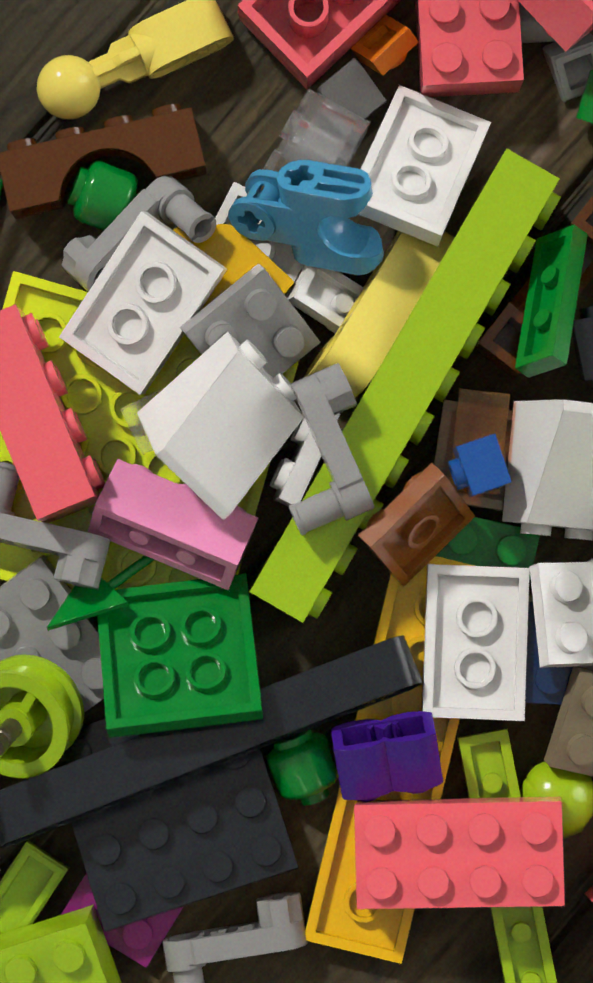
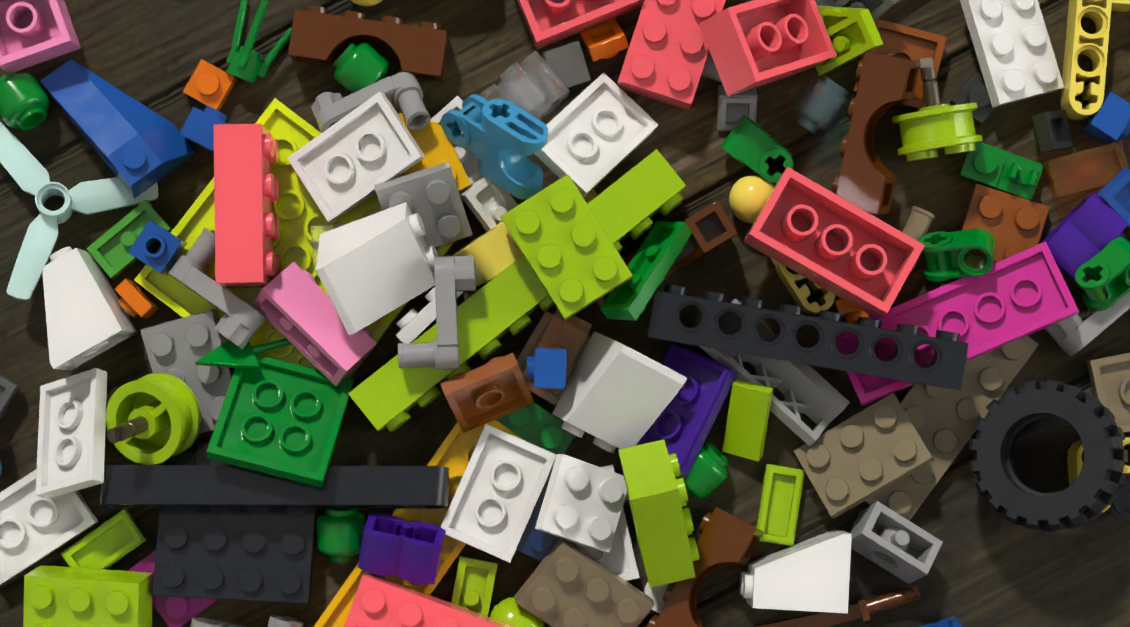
camera: 15 degrees right, 0 degrees up
(447, 308) = (566, 247): none -> lime brick

